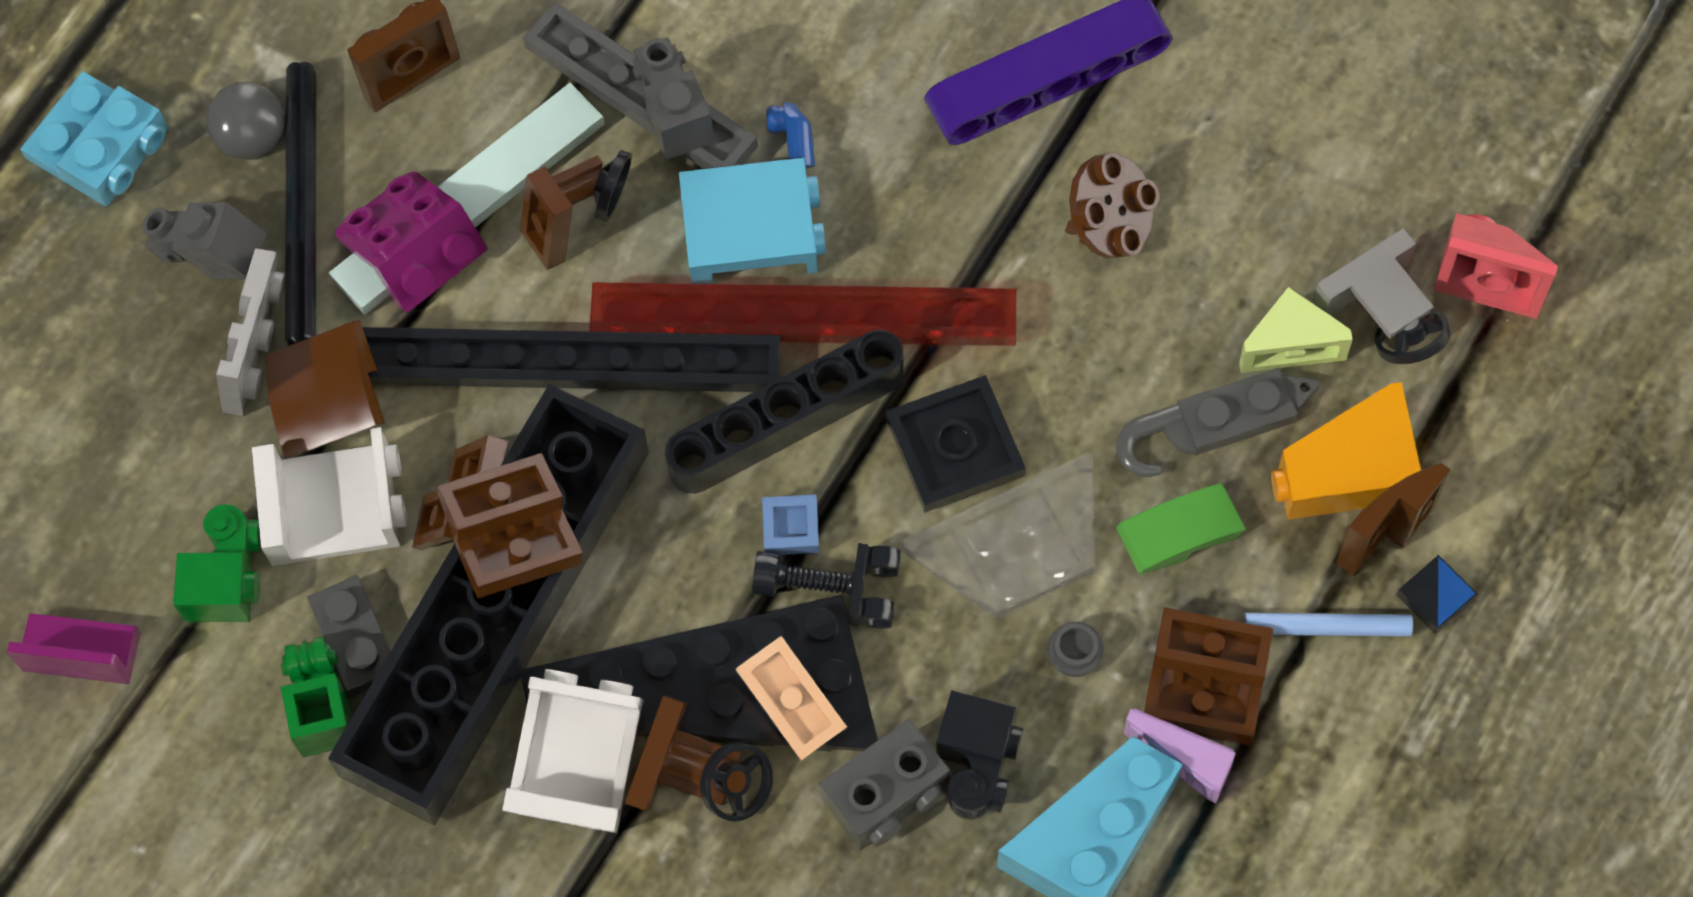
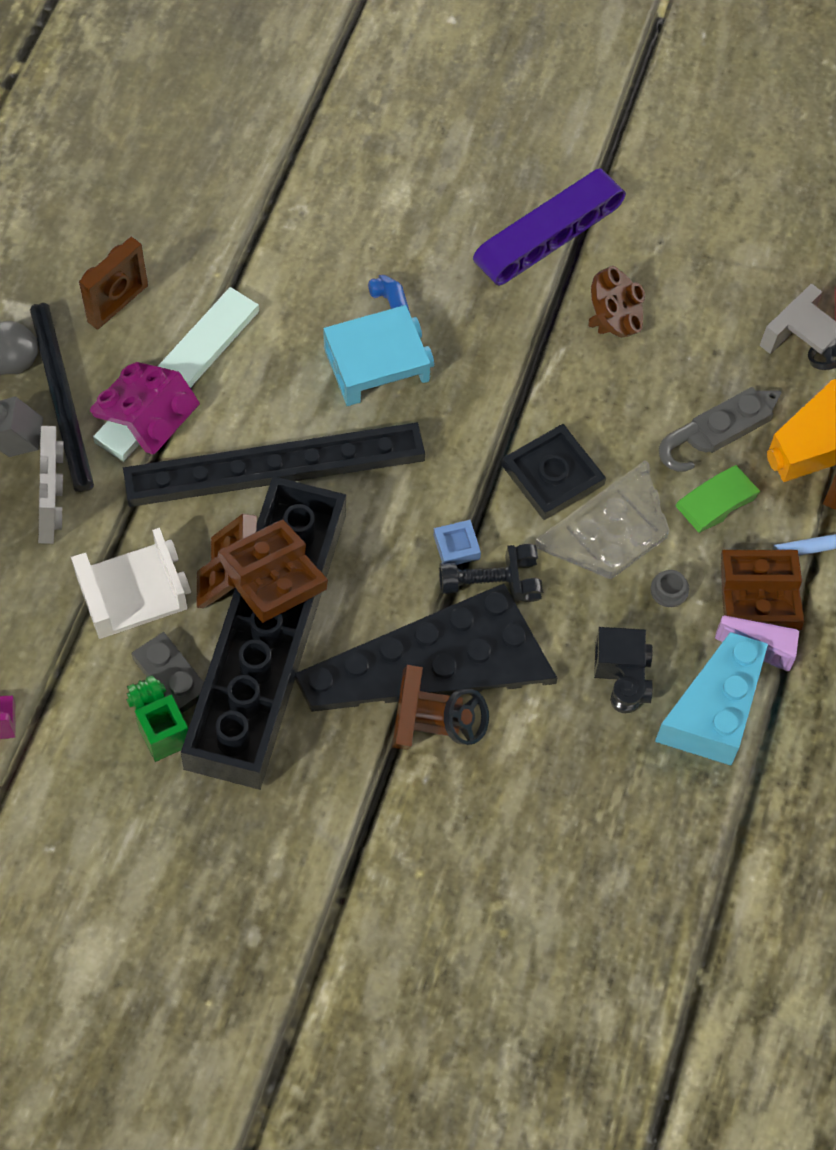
camera: 20 degrees left, 5 degrees down
(222, 582) = (66, 654): green brick -> none
(322, 389) = (110, 512): reddish brown slope -> none
(550, 202) = (243, 362): reddish brown piece -> none
(574, 752) = (349, 718): white panel -> none
(607, 72) = (277, 283): dark grey plate -> none
(672, 99) = (311, 282): dark grey brick -> none
(773, 433) = (428, 485): black beam -> none
(791, 698) = (491, 652): light nougat plate -> none
(809, 312) = (434, 404): clear red plate -> none
(886, 785) = (568, 699): dark grey brick -> none
(1295, 335) = (759, 364): yellowish green slope -> none

